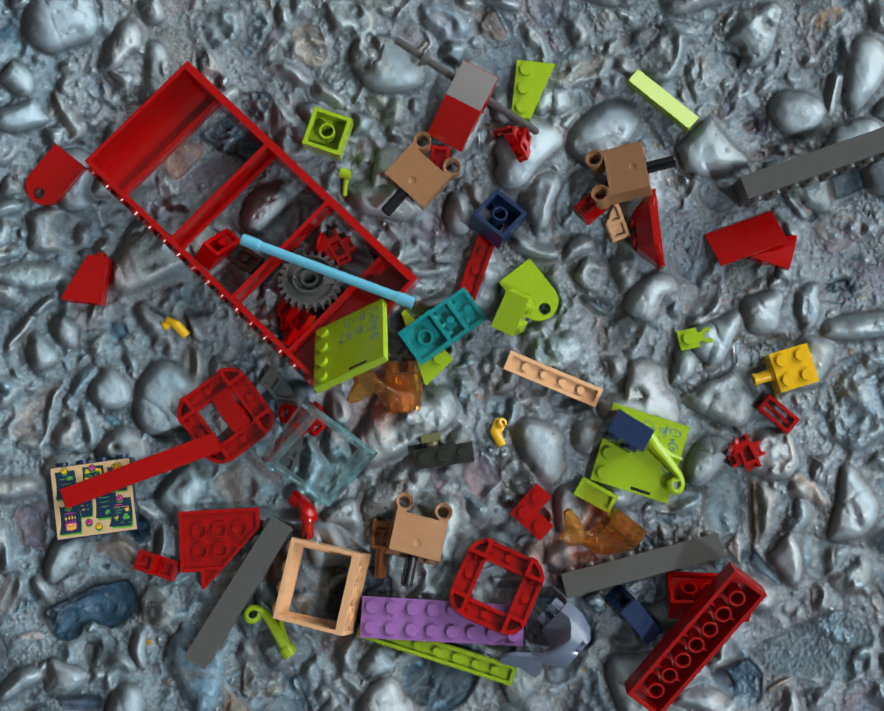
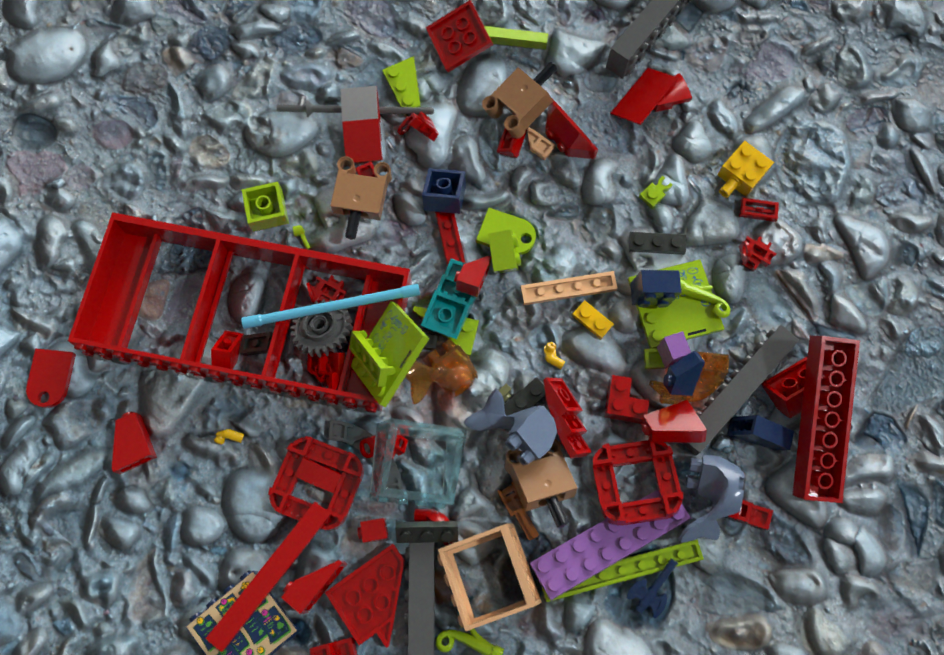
camera: 30 degrees left, 10 degrees down
(161, 502) = (307, 590): none -> red slope
(249, 486) = (373, 530): none -> red brick
(291, 517) = (426, 532): none -> pearl dark grey plate
(331, 338) = (369, 358): none -> lime hinge
(434, 486) = (530, 428): none -> sand blue hips
(444, 686) = (648, 596): none -> dark blue piece
(470, 318) = (472, 276): none -> red slope
(470, 495) = (564, 410): none -> red slope
(555, 421) = (592, 319): none -> yellow plate
(559, 561) = (674, 424): none -> red slope
(579, 677) = (753, 515): none -> red slope
(595, 525) = (684, 375): none -> dark blue slope
(604, 497) = (673, 348): none -> medium lavender brick
(609, 71) = (459, 36): none -> red plate
(661, 387) = (657, 243): none -> pearl dark grey plate

